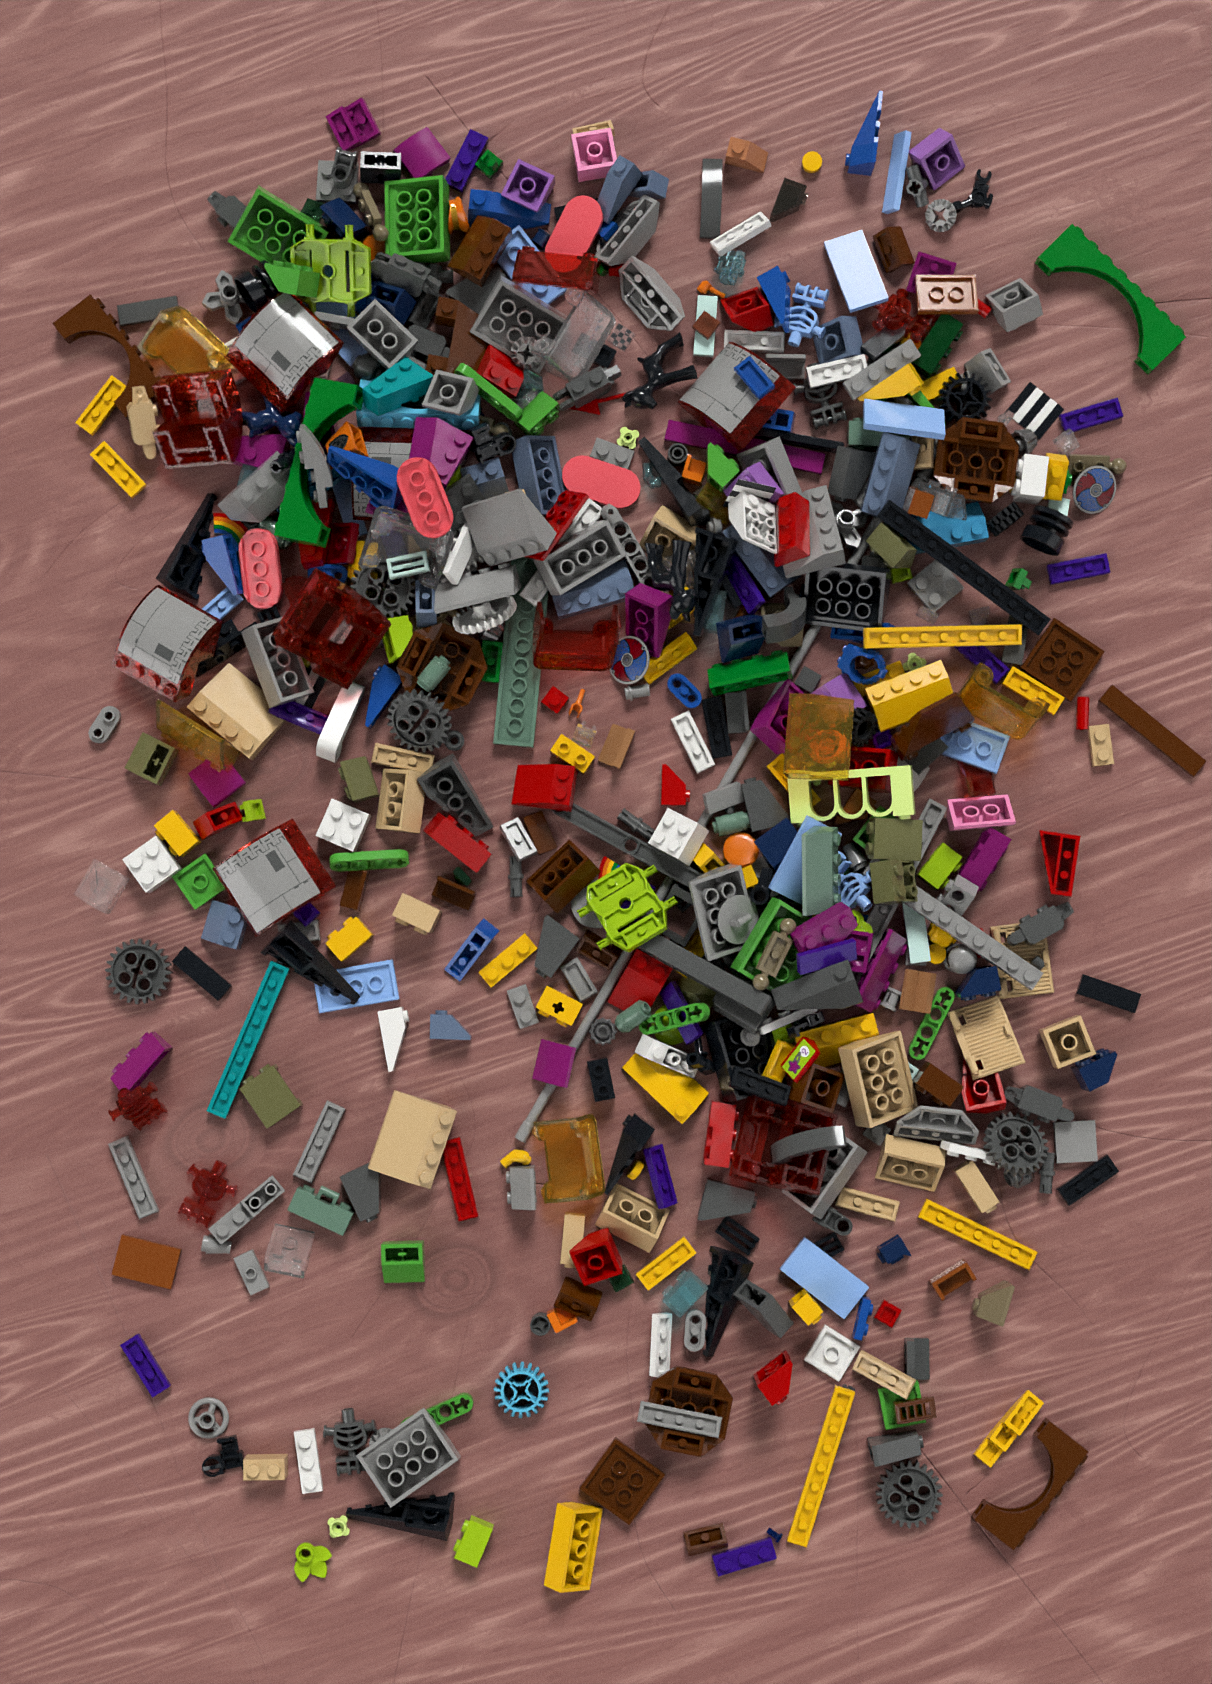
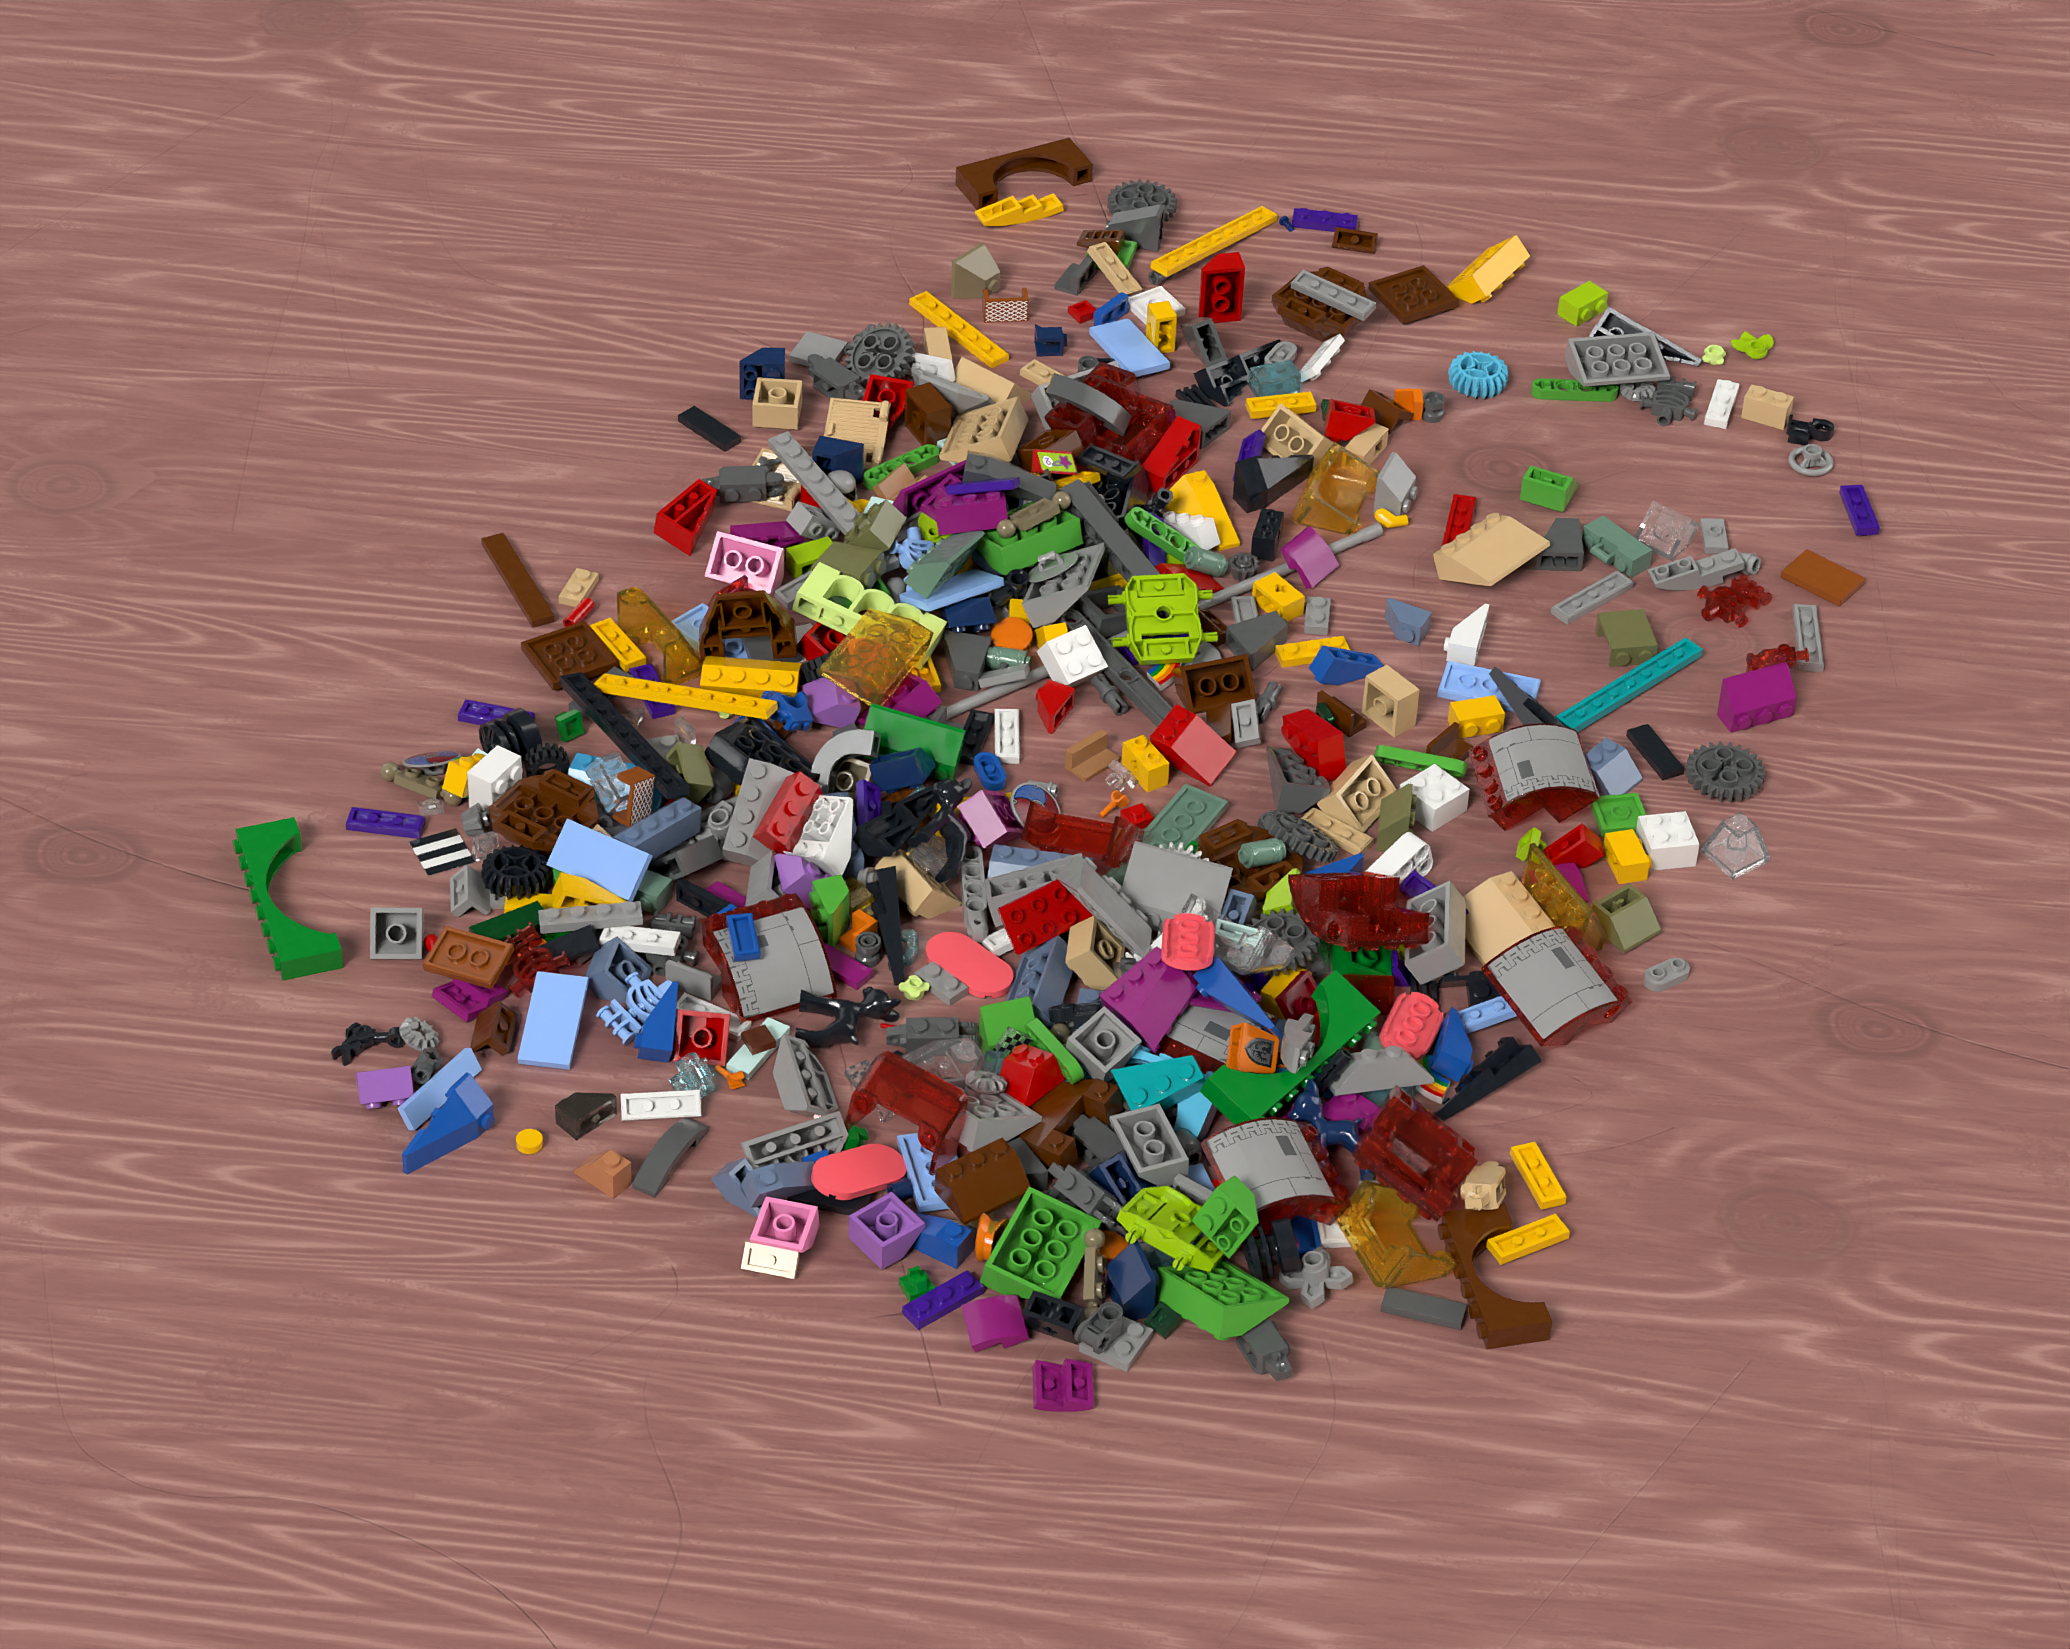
camera: 160 degrees left, 45 degrees down
(1087, 1180) = (826, 325): black tile -> none

